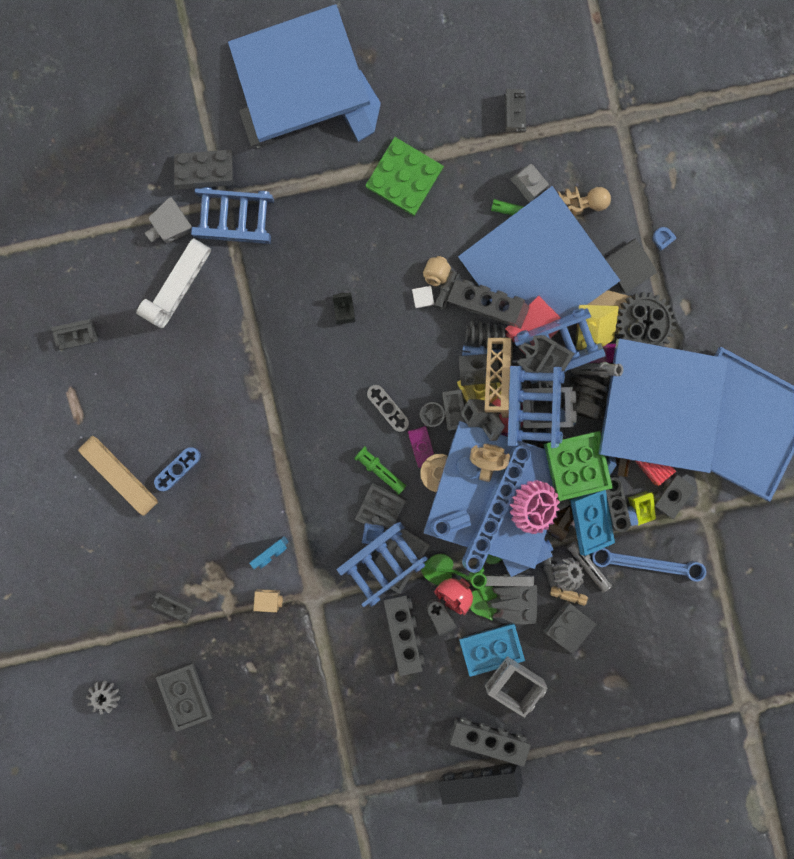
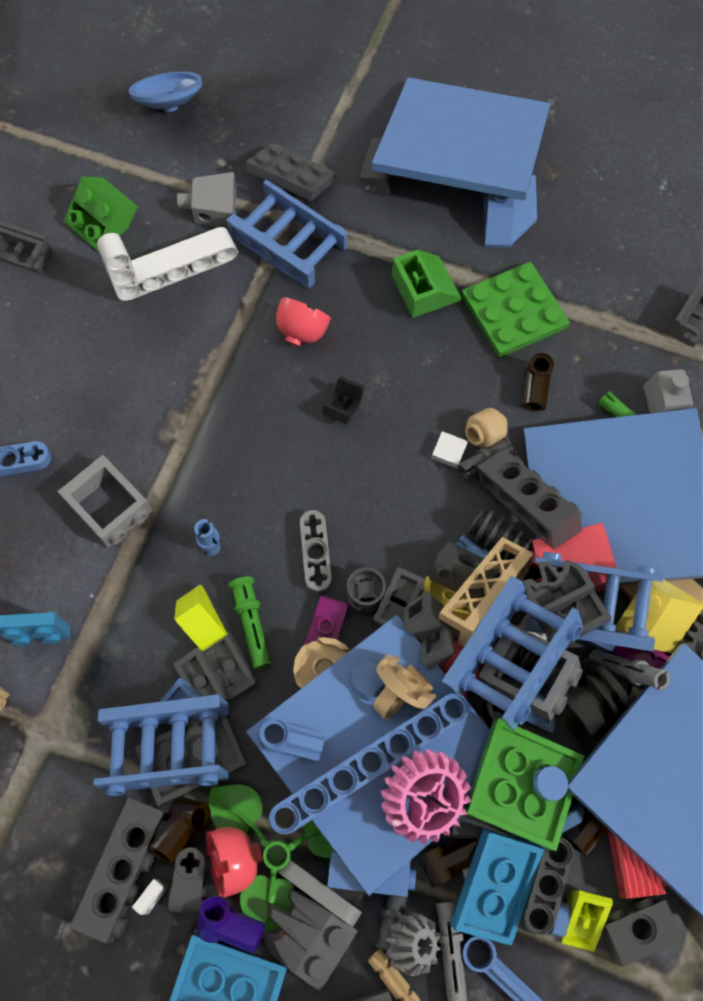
camera: 30 degrees right, 20 degrees down
(78, 159) = (166, 90): none -> medium blue dish
(105, 278) = (99, 210): none -> bright green slope
(234, 451) = (88, 482): none -> light grey window
(284, 274) = (300, 322): none -> coral cylinder
(321, 442) = (208, 536): none -> medium blue pin
(340, 196) = (423, 282): none -> bright green slope
(351, 487) = (198, 618): none -> neon yellow slope
(419, 591) = (185, 818): none -> dark brown piece
(426, 636) = (150, 897): none -> white tile
(448, 223) = (537, 383): none -> dark brown piece
(476, 623) = (231, 926): none -> dark purple piece
(591, 458) = (550, 783): none -> medium blue tile

